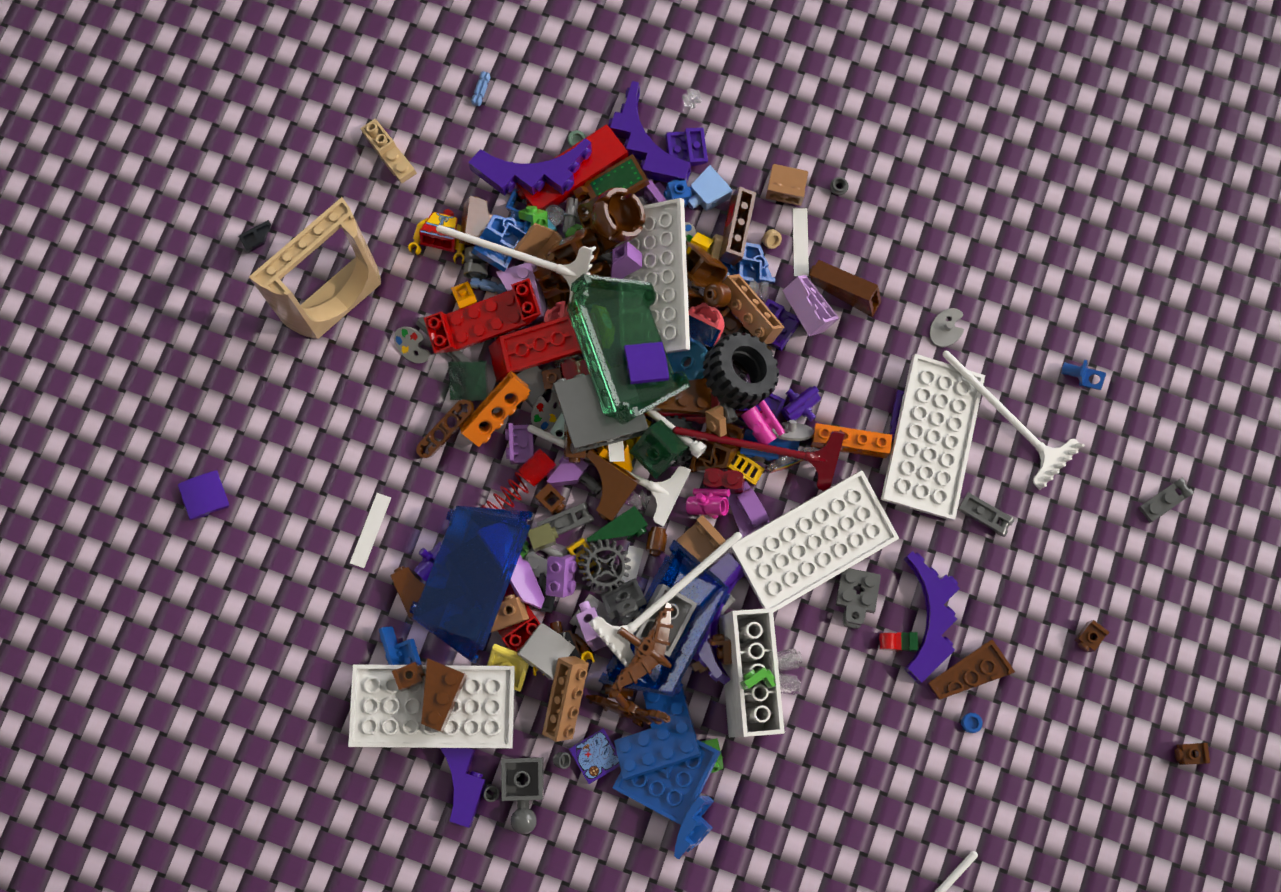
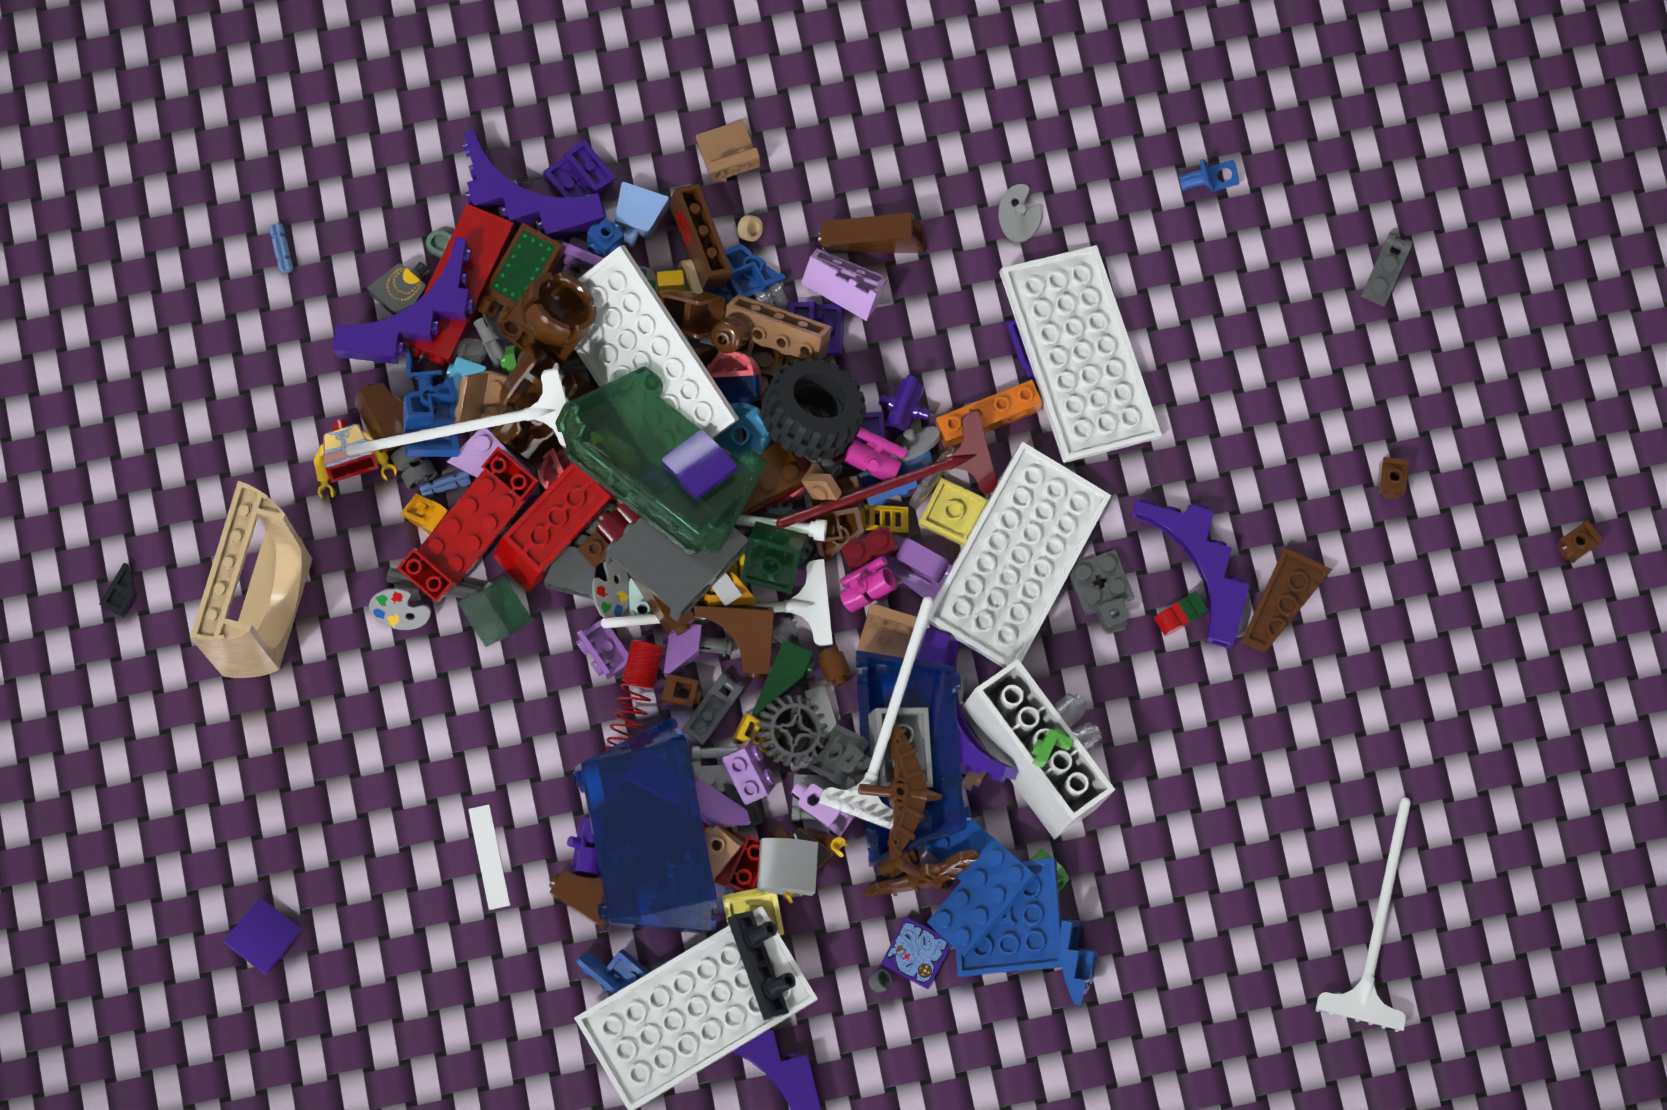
camera: 30 degrees left, 0 degrees up
(388, 151) = (217, 392): tan slope -> none
(404, 683) = (647, 999): reddish brown brick -> none
(440, 694) = (699, 986): reddish brown wedge -> none
(446, 430) = (502, 683): reddish brown beam -> none
(487, 699) = (752, 950): none -> black plate
(488, 797) = (823, 1060): dark grey hinge -> none
(496, 398) = (544, 613): orange brick -> none
(523, 819) = (879, 1072): dark grey brick -> none
(534, 215) = (452, 367): bright green bracket -> none
(535, 150) = (399, 287): none -> dark grey torso
(542, 537) = (702, 740): olive brick -> none
(565, 698) = (843, 906): medium nougat brick -> none
(625, 260) = (597, 359): medium lavender slope -> none
(691, 98) = (548, 111): clear wheel -> none
(724, 650) = (992, 741): reddish brown bracket -> none
(791, 488) = (952, 511): none -> light yellow tile
(800, 242) = (785, 211): white sticker -> none
(839, 181) = (790, 109): dark grey plate -> none
(971, 723) = (1317, 656): blue tile -> none
(985, 514) = (1192, 408): dark grey plate -> none
(1051, 458) = (1230, 297): white piece -> none

